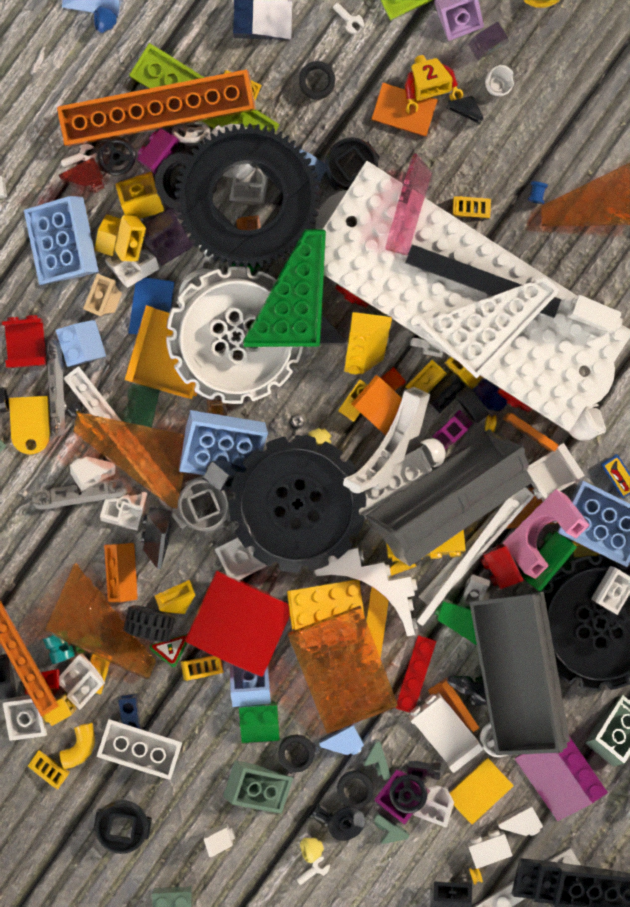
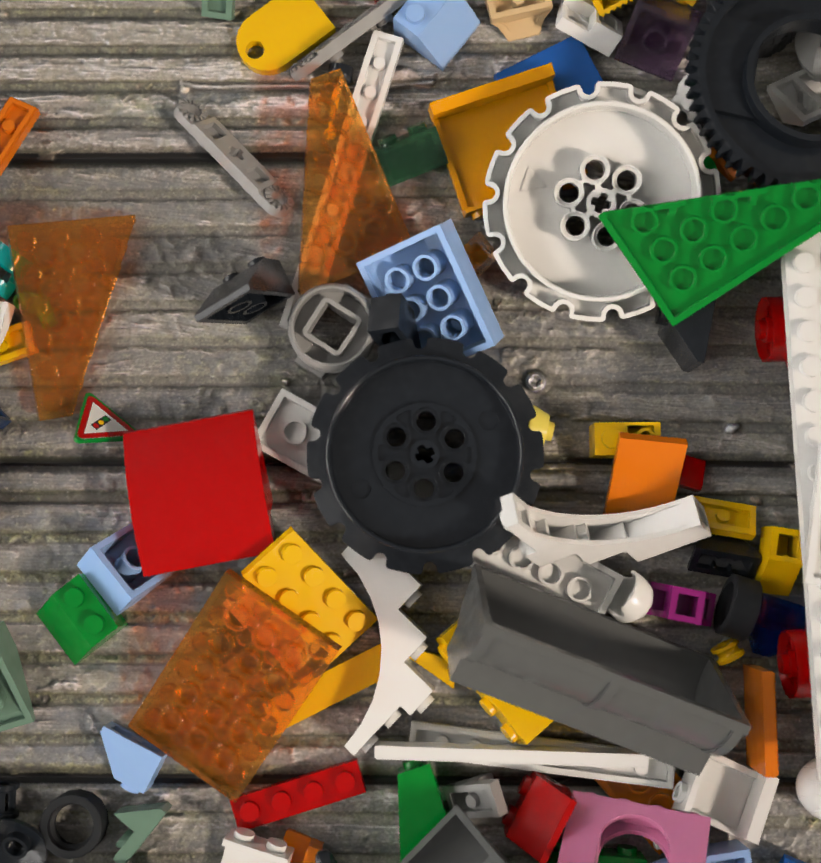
camera: 65 degrees right, 5 degrees down
(90, 471) = (273, 150): white slope -> none
(120, 572) = (163, 285): orange panel -> none
(124, 511) = (251, 231): white slope -> none
(149, 623) = (114, 366): black tyre -> none
(176, 598) = (177, 384): yellow slope -> none
(186, 675) = (82, 470): yellow slope -> none
(299, 767) = (45, 699): black tyre -> none
(366, 342) = (725, 391): yellow slope -> none
(428, 348) = (775, 492): white plate -> none

